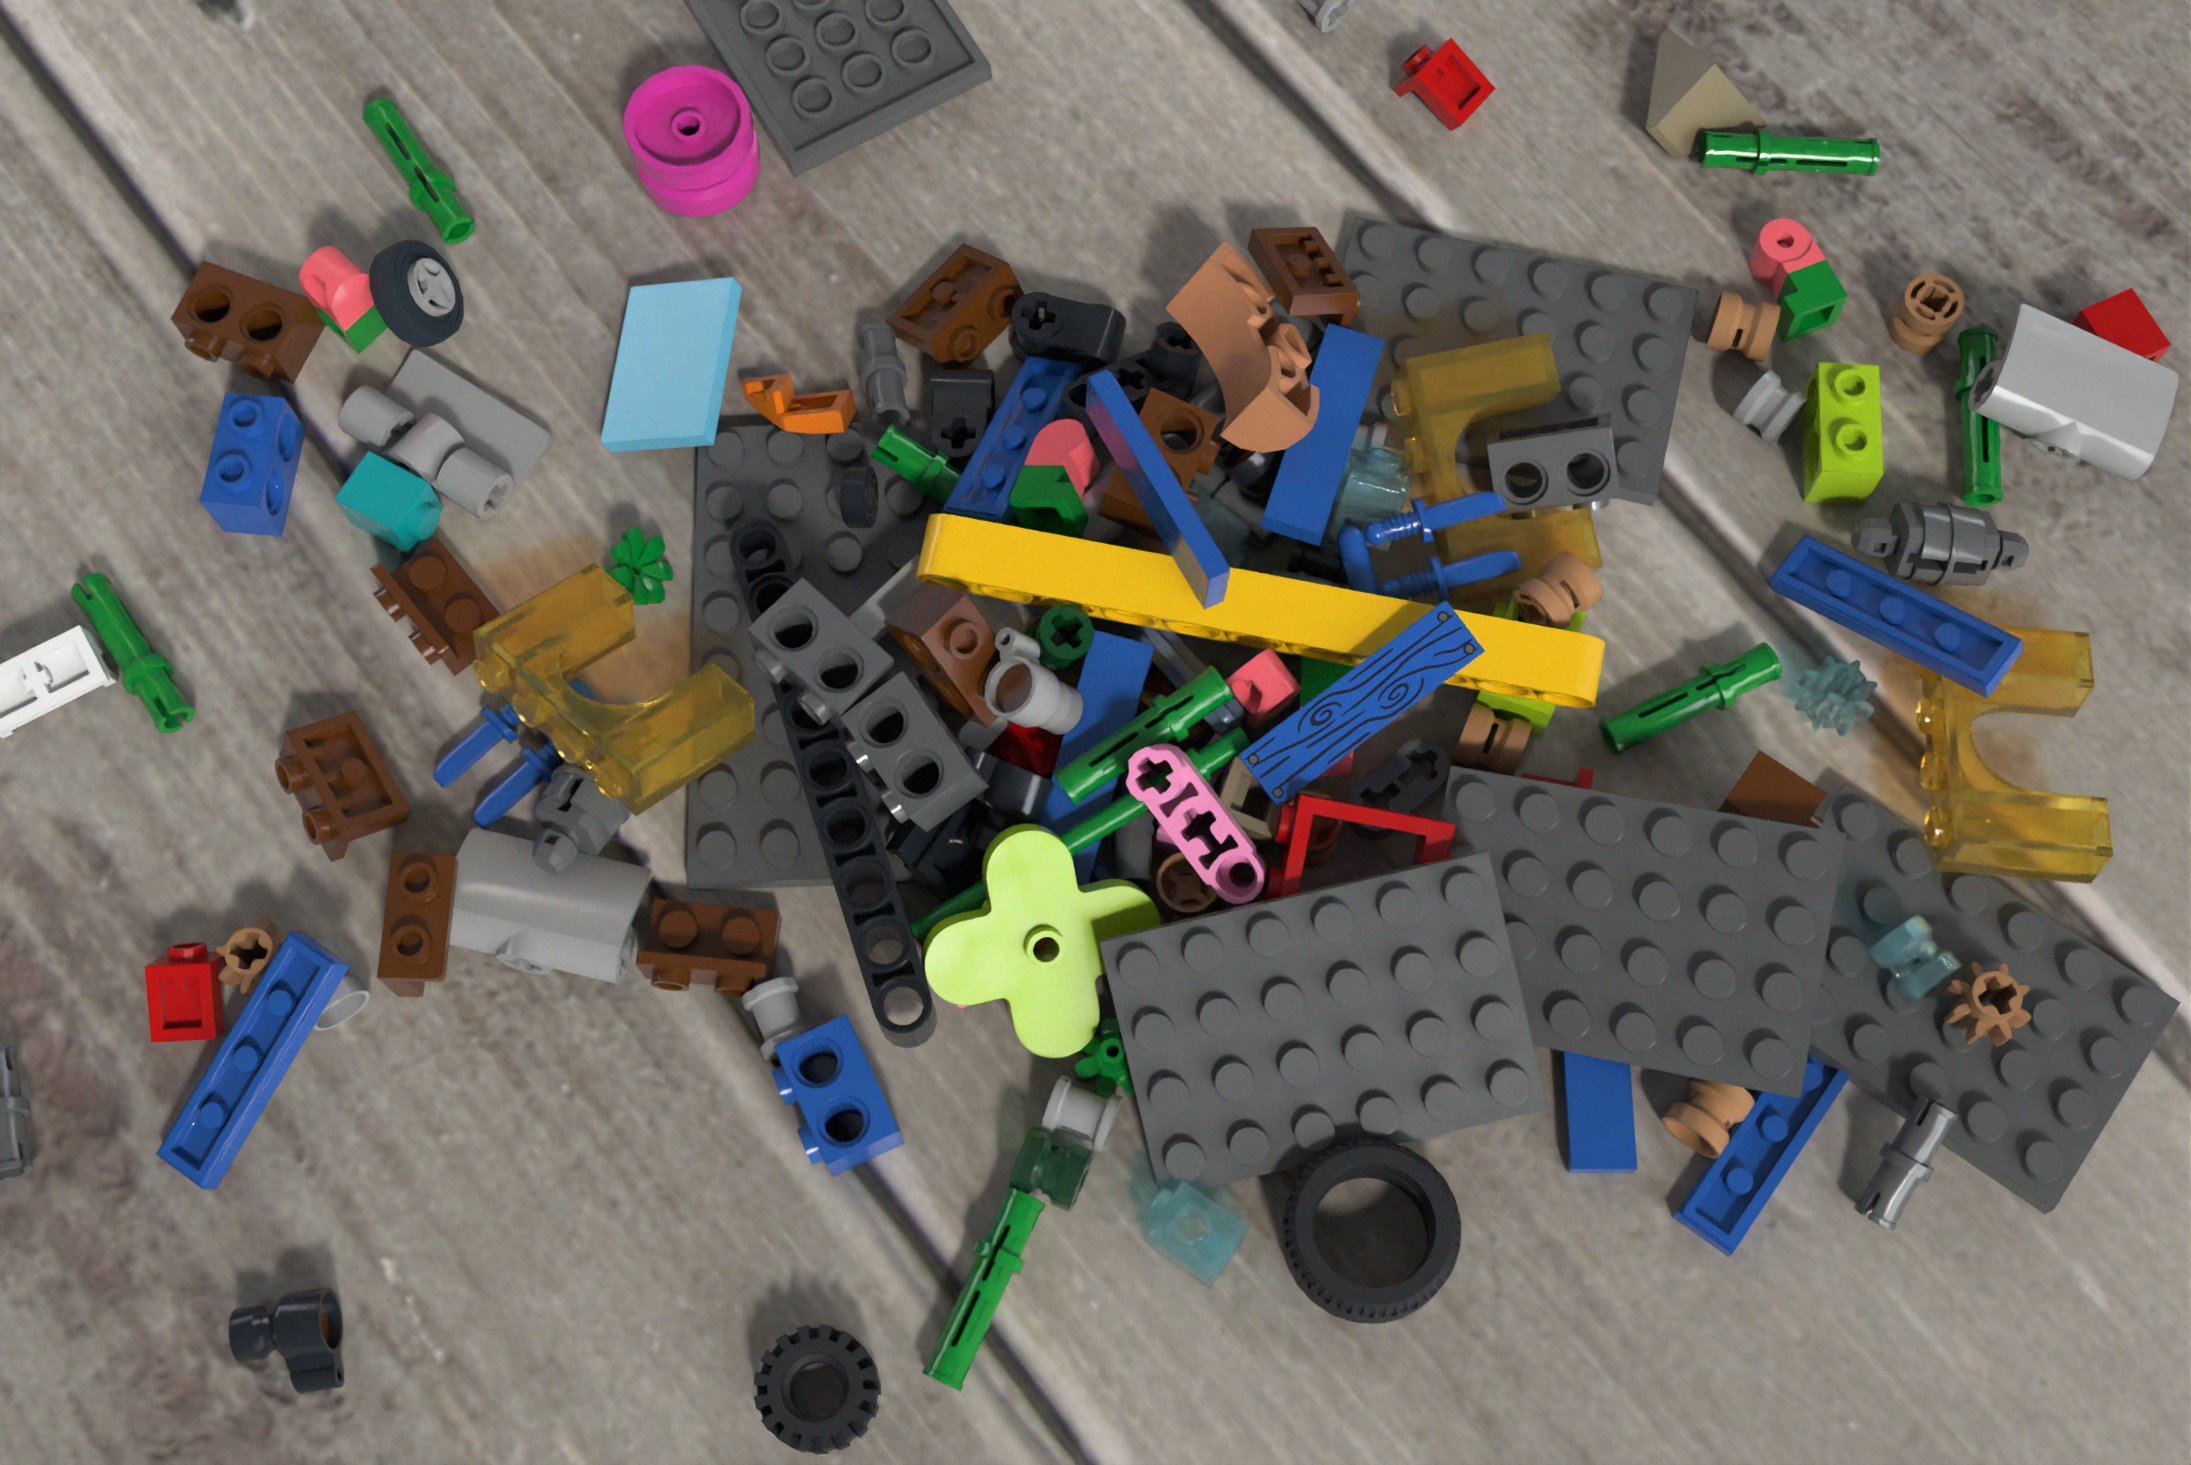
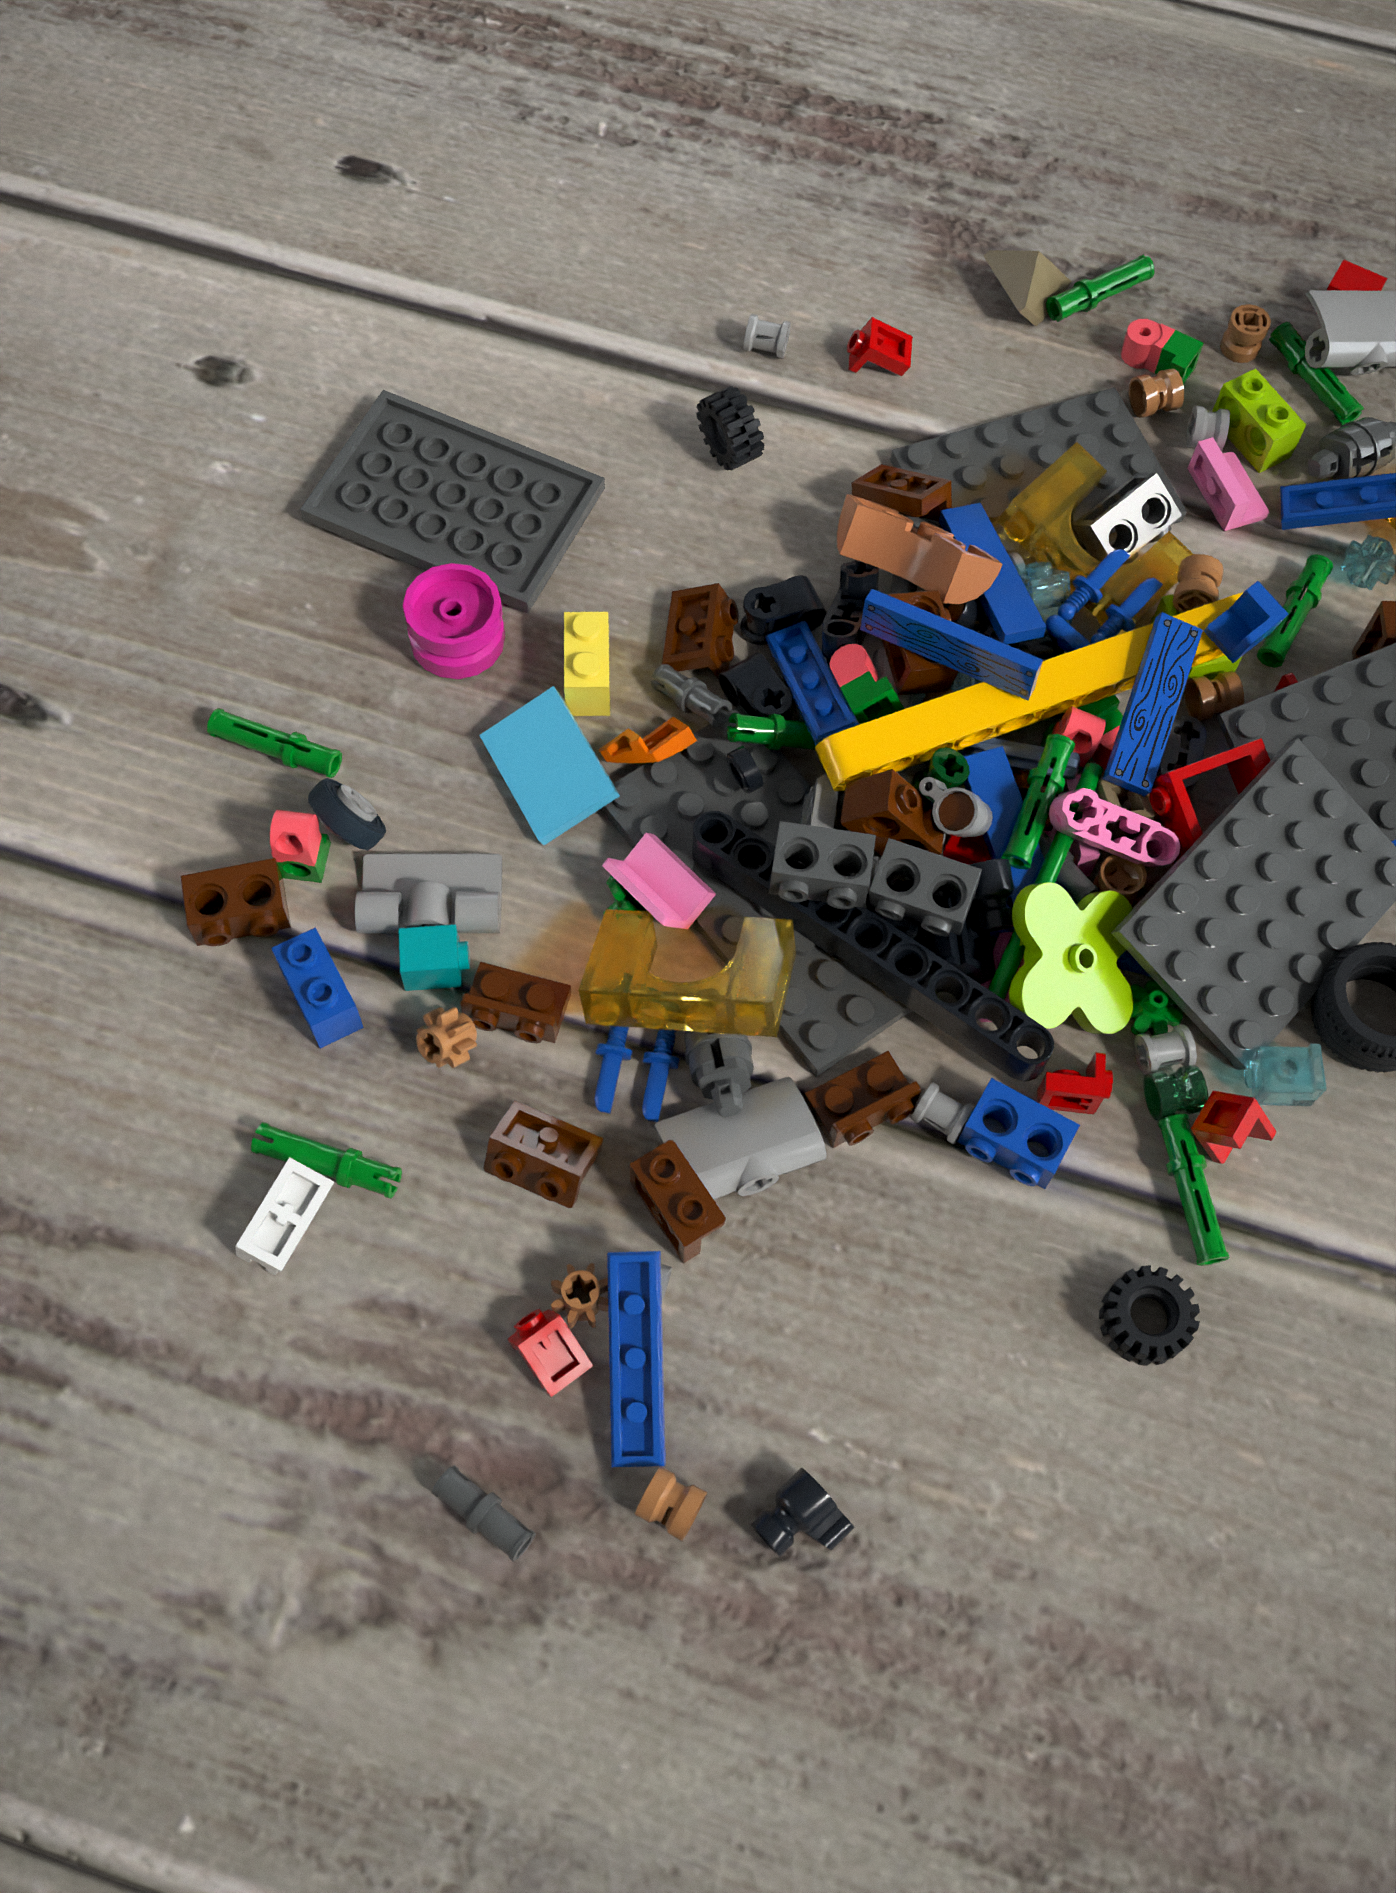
camera: 40 degrees left, 5 degrees down
(177, 1230) = (671, 1503): none -> medium nougat wheel
(336, 598) = (446, 1037): none -> medium nougat gear
(672, 570) = (661, 883): none -> bright pink panel
(799, 272) = (587, 663): none -> light yellow brick
(935, 1086) = (1076, 1093): none -> red bracket
(1070, 1242) = (1227, 1123): none -> red panel
(1171, 84) = (730, 428): none -> black tyre
(1548, 675) = (1246, 622): none -> blue panel
(1741, 497) = (1226, 486): none -> bright pink panel

